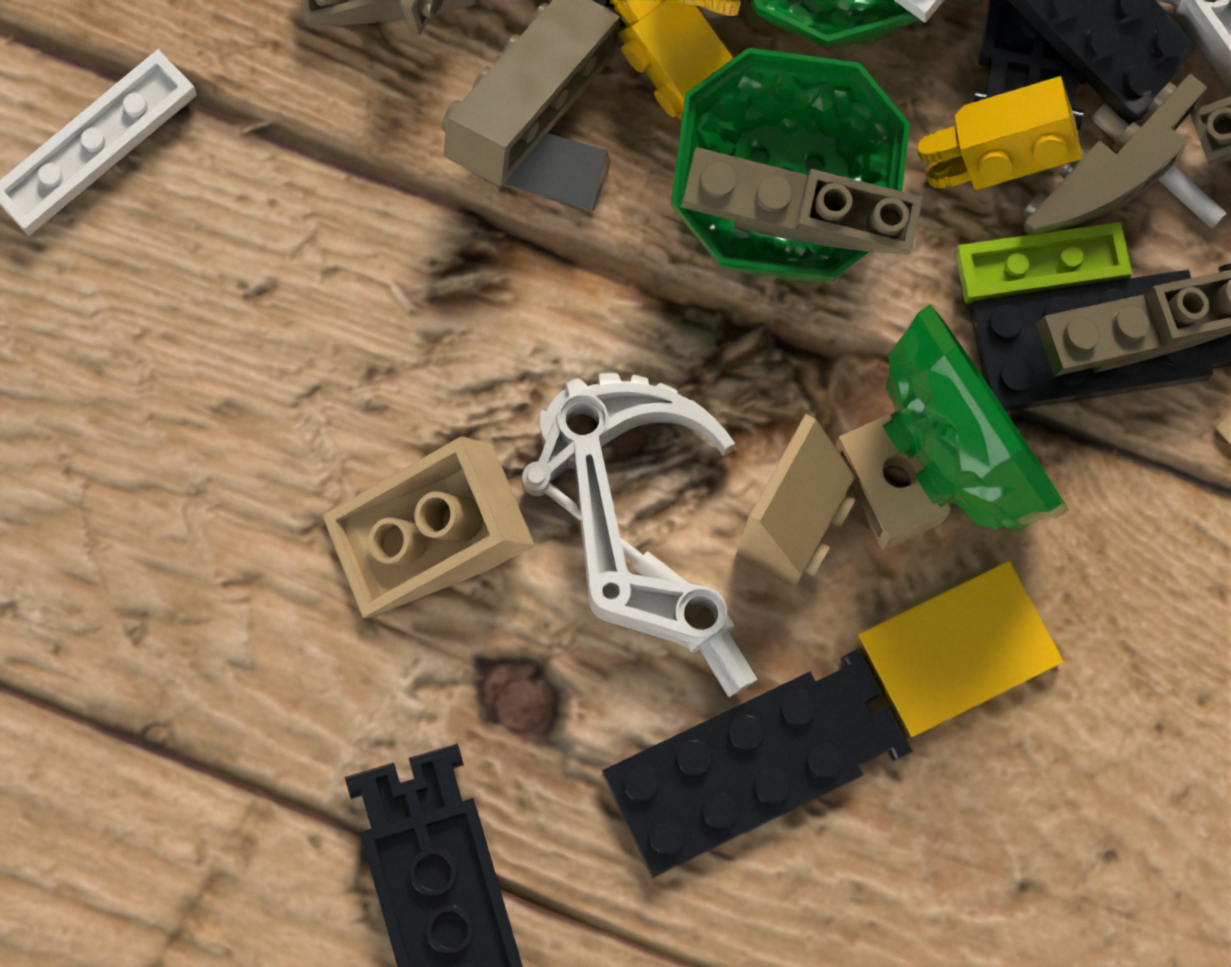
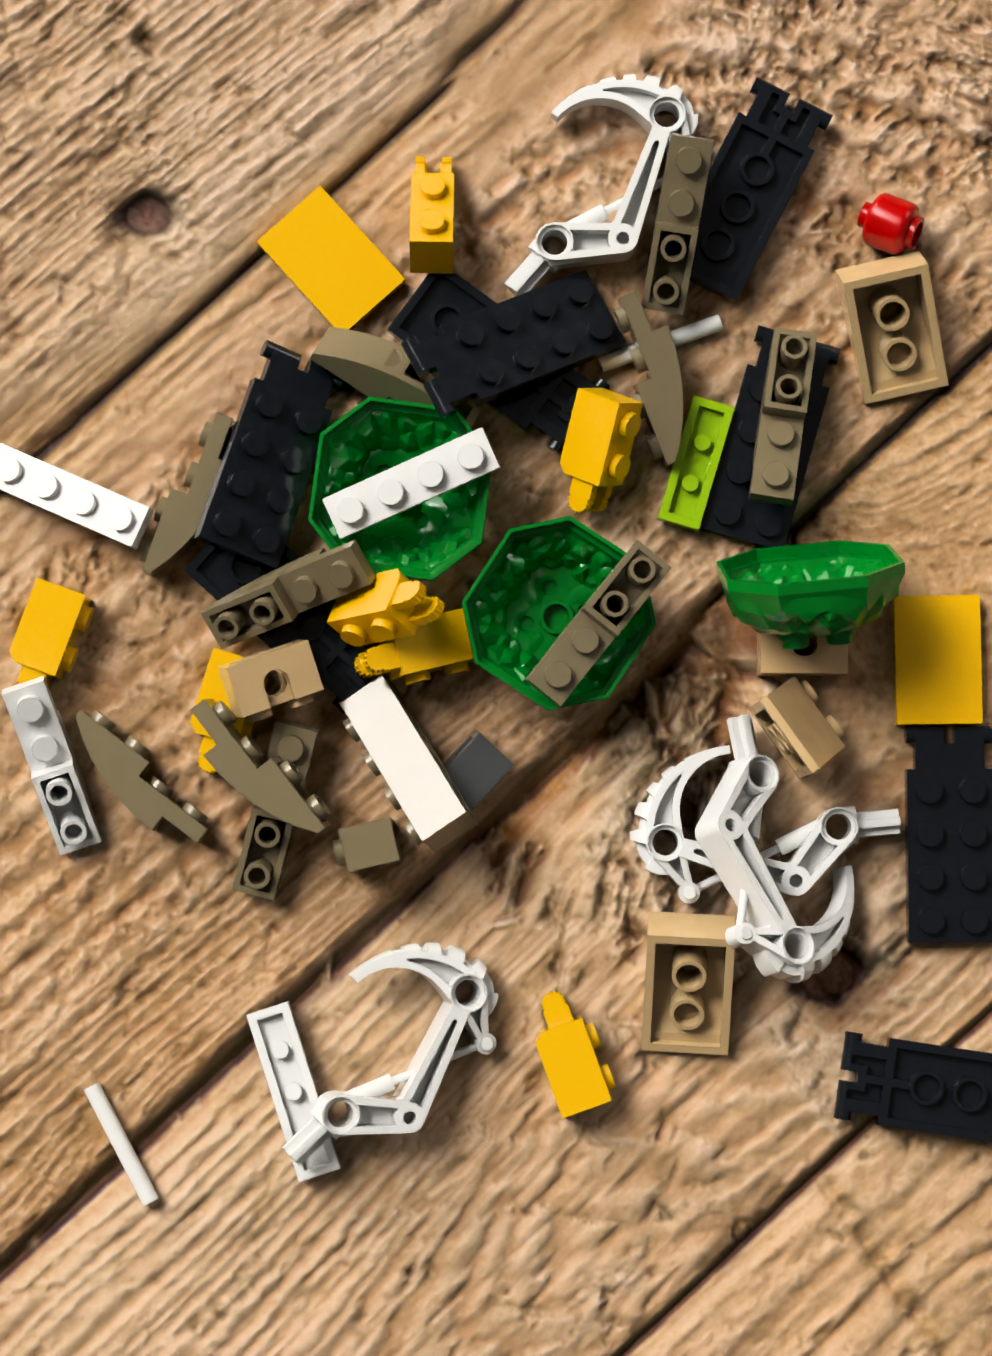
camera: 60 degrees left, 10 degrees up
(110, 217) = (408, 1107): none -> white piece
(274, 431) = (571, 1060): none -> yellow hinge
(415, 85) = (367, 845): none -> dark tan brick
(590, 513) = (727, 839): none -> white piece

